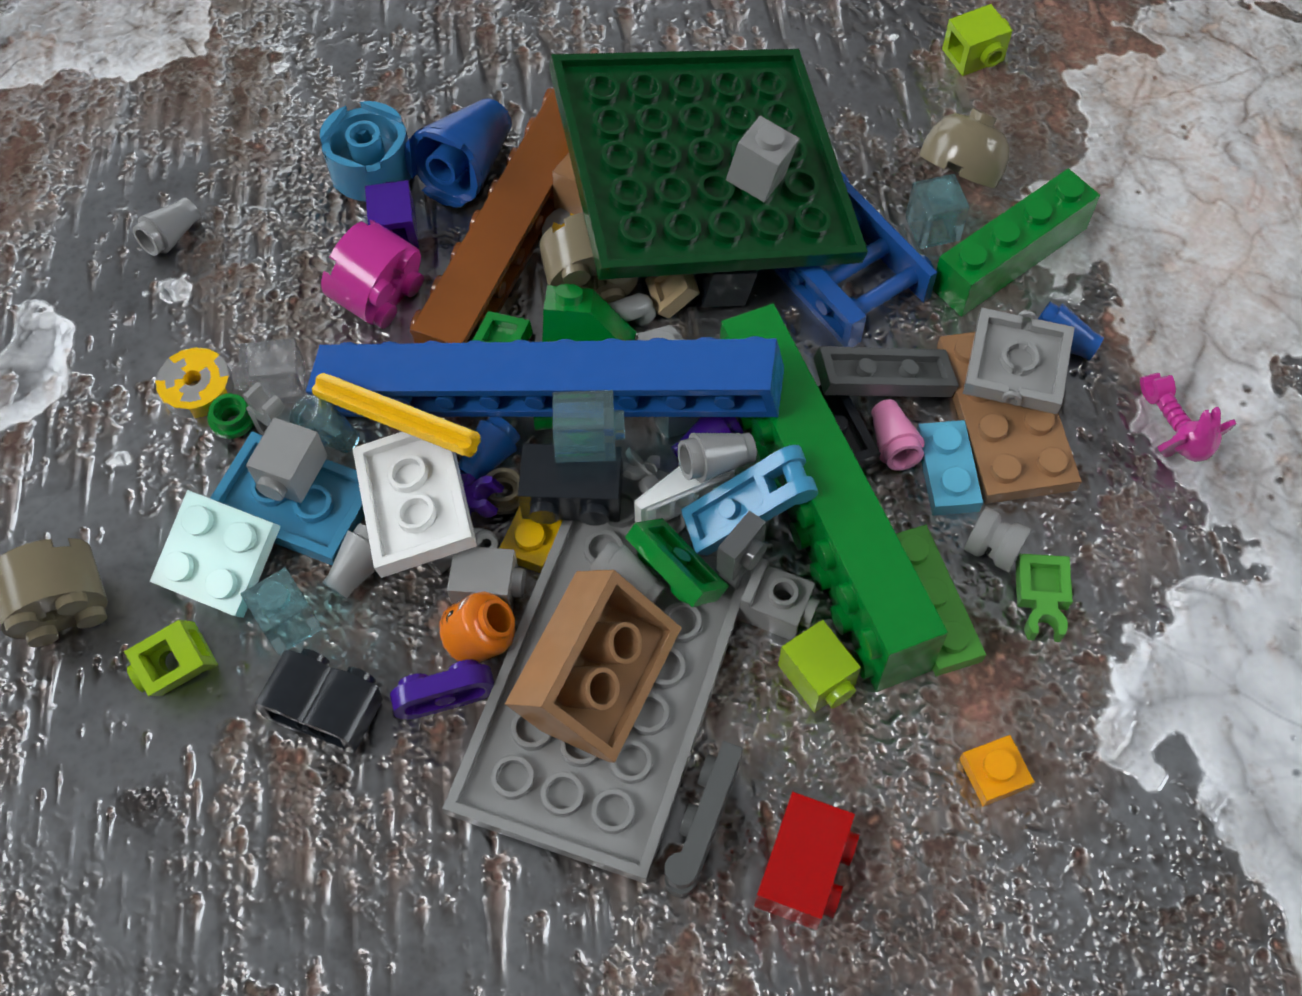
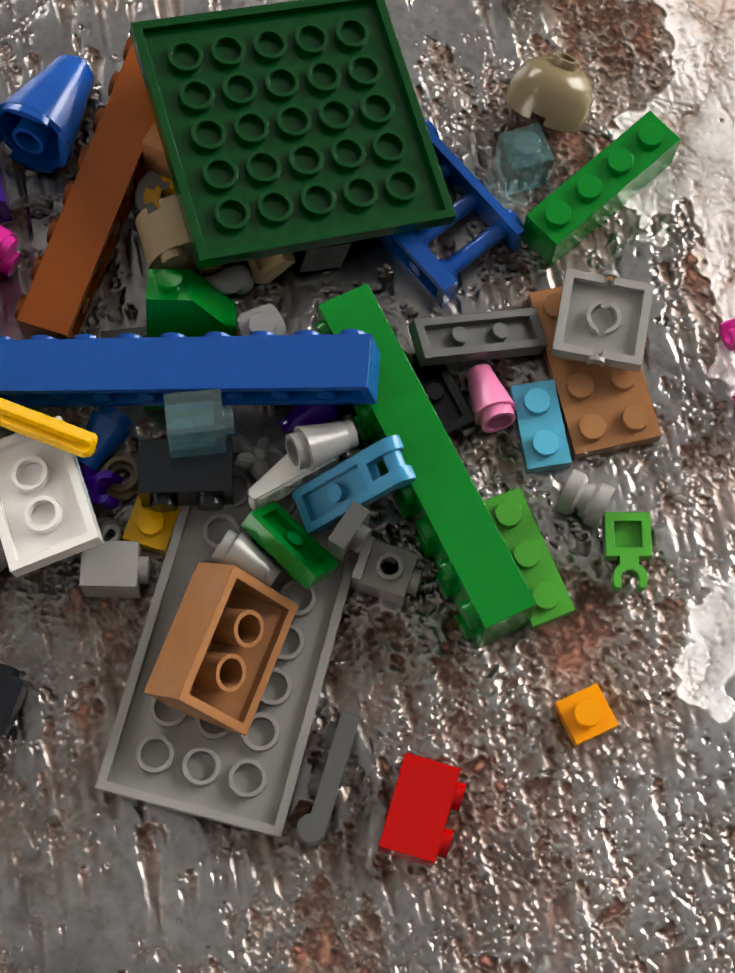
camera: 10 degrees left, 10 degrees up
(427, 695) = (67, 683): dark purple plate -> none
(477, 627) = (110, 618): orange head -> none
(503, 328) = (106, 317): green plate -> none
(762, 158) = (349, 130): light grey brick -> none
(819, 667) = (426, 633): lime brick -> none
(1085, 340) = (643, 269): blue cone -> none

